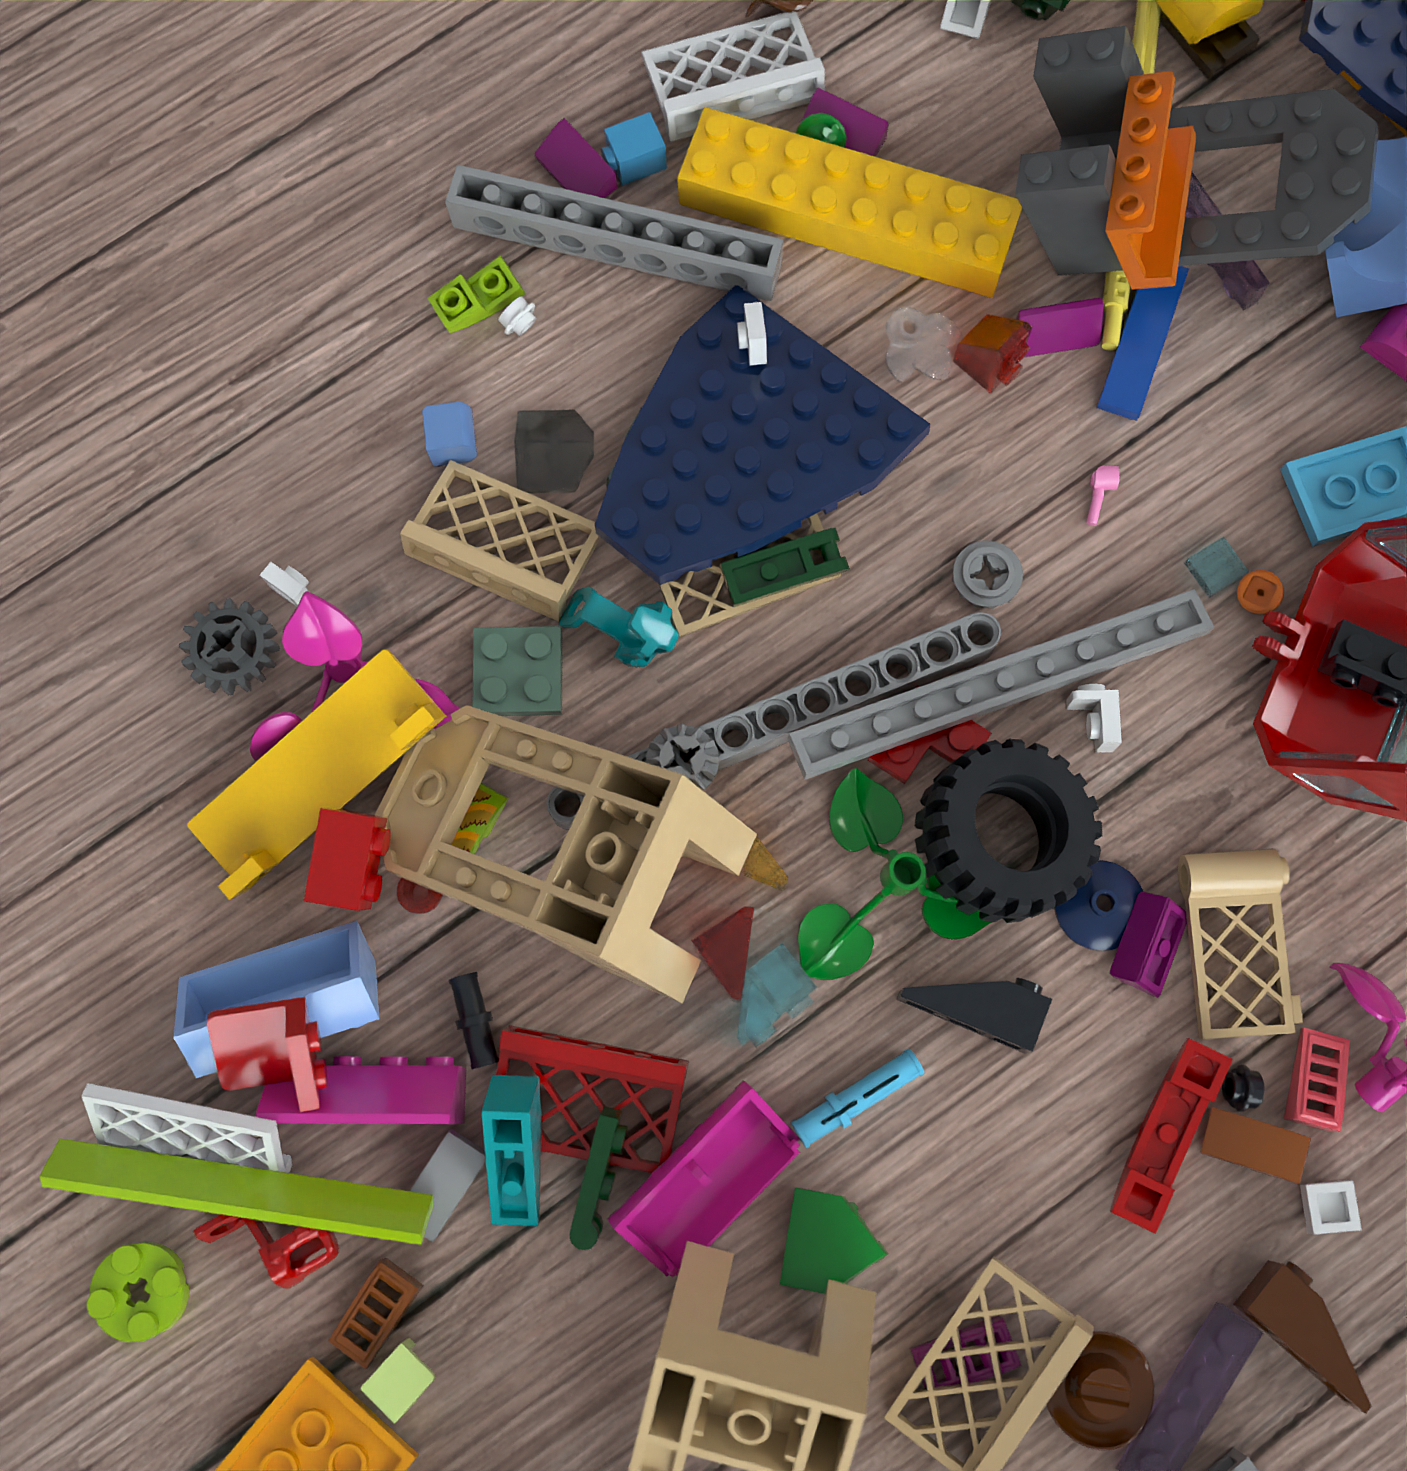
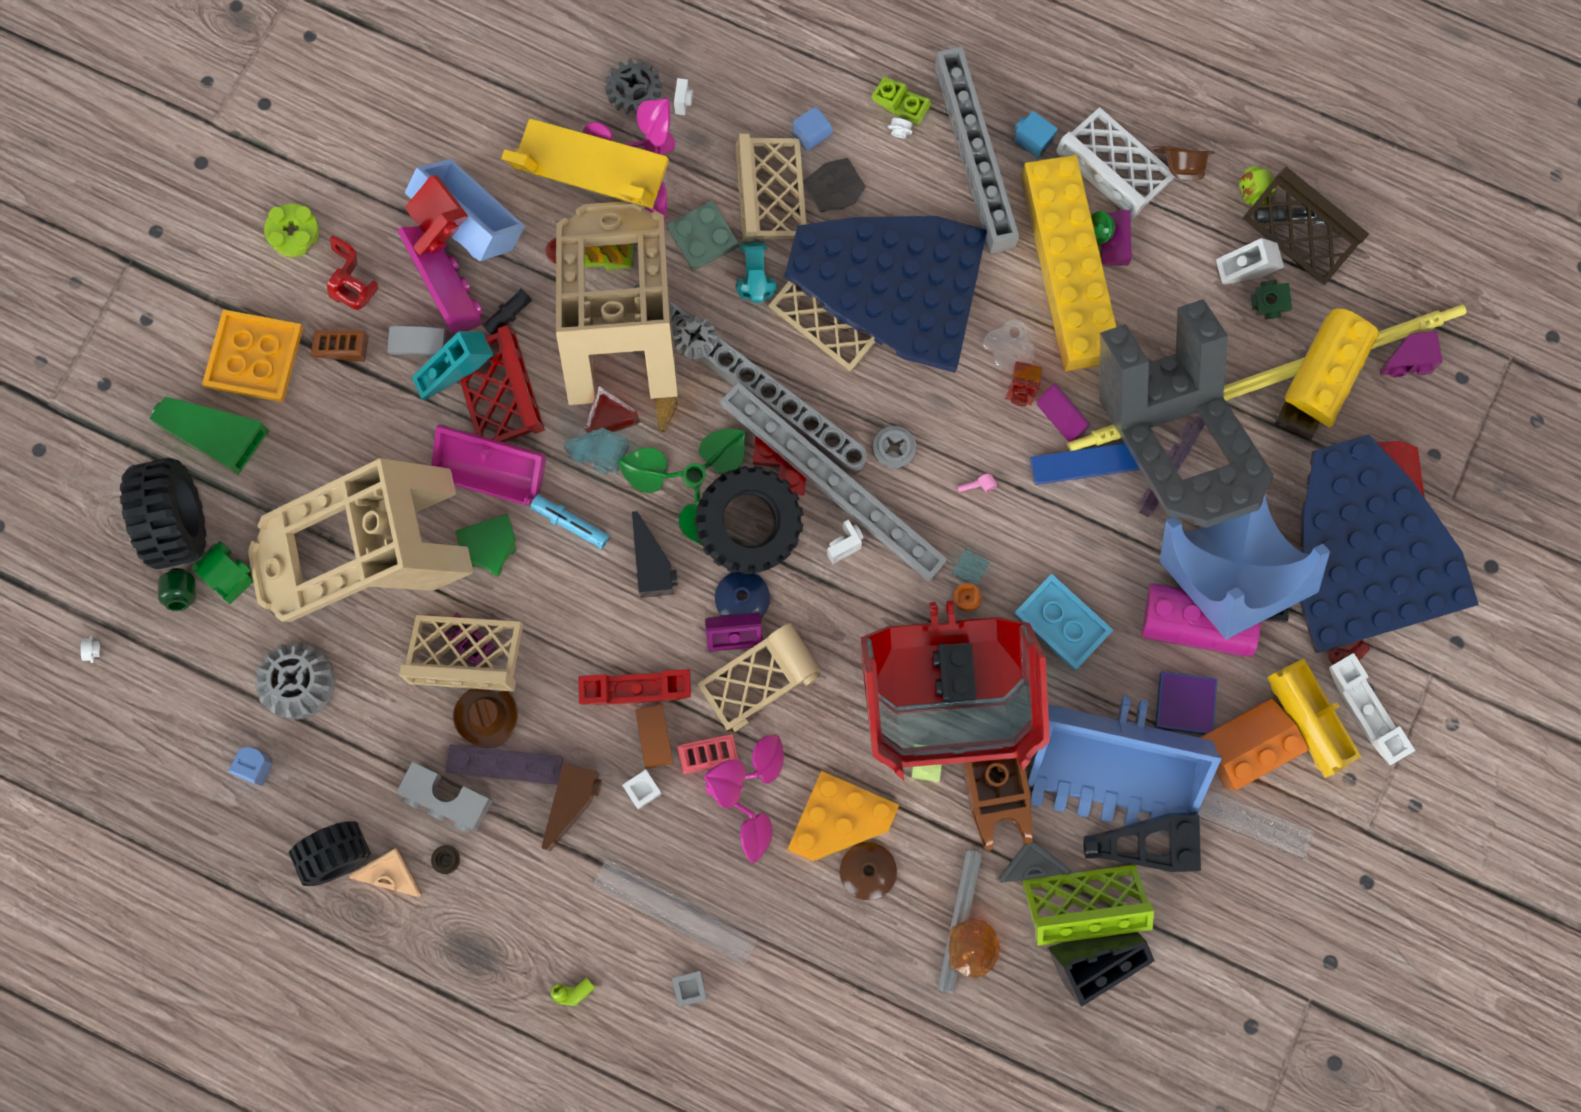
camera: 55 degrees right, 0 degrees up
(164, 1137) = (370, 208): white fence -> none
(238, 1191) = (362, 244): lime tile -> none
(347, 859) = (550, 200): red slope -> none
(398, 1381) = (311, 371): yellowish green panel -> none
(575, 162) = (1007, 110): magenta slope -> none
(597, 1179) = (459, 411): dark green plate -> none
(752, 333) = (953, 249): white plate -> none
(782, 567) = (833, 336): dark green plate -> none
(1150, 184) = (1155, 404): orange panel -> none
(1243, 1088) = (680, 714): black plate -> none

